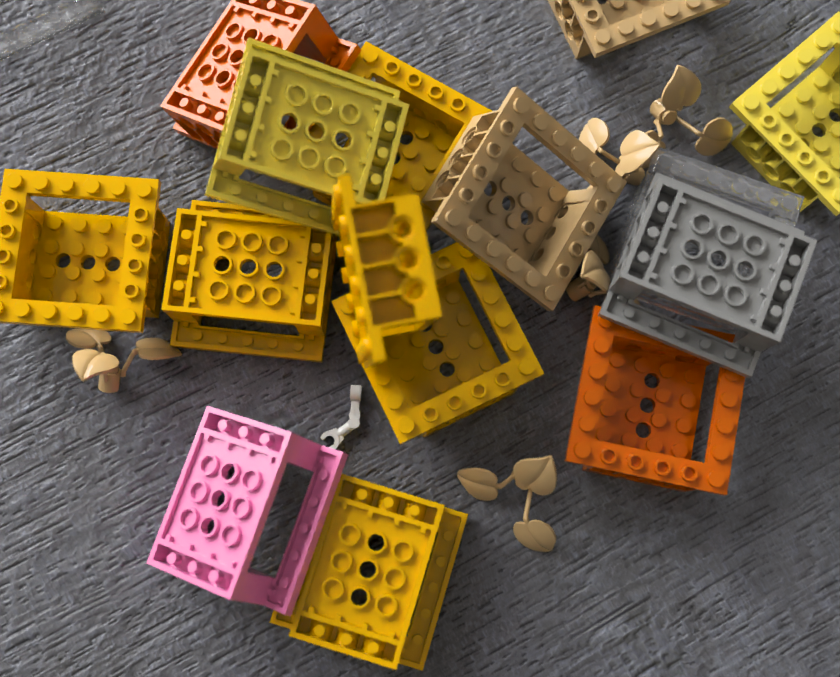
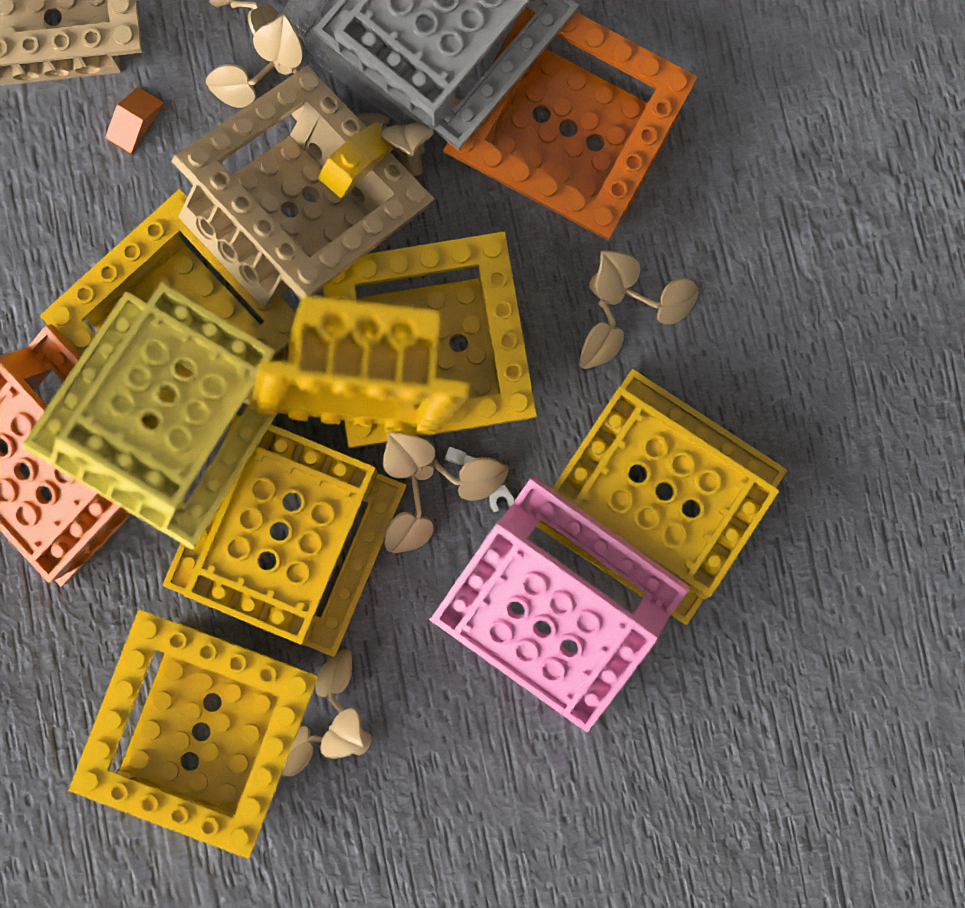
camera: 75 degrees left, 5 degrees up
(338, 348) = (414, 458): none -> tan plant
(543, 76) = (133, 119): none -> orange slope
(562, 233) = (354, 160): none -> yellow slope

